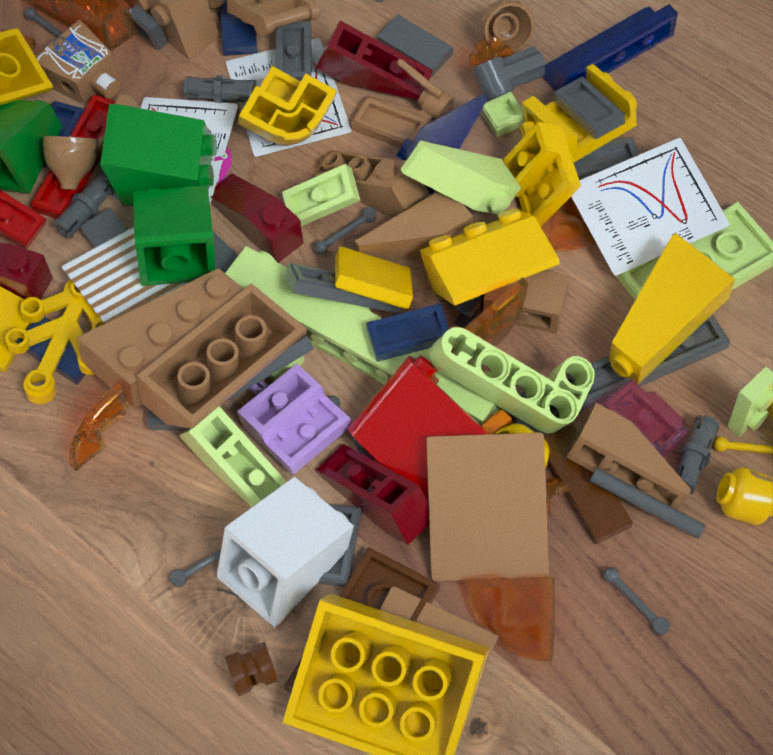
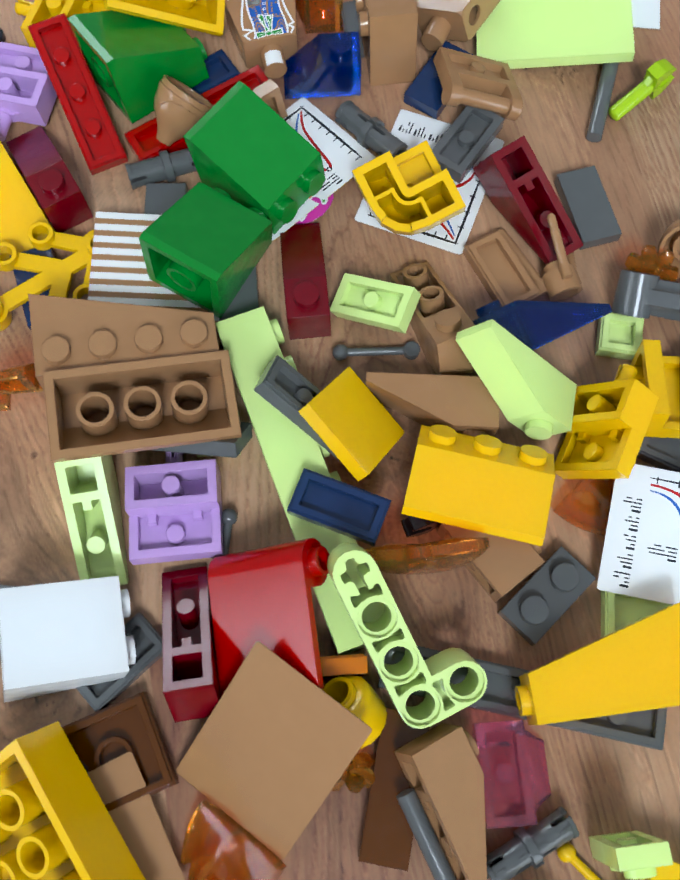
camera: 35 degrees right, 10 degrees up
(150, 63) = (325, 67): none -> clear blue slope
(586, 304) = (546, 596): none -> dark grey plate

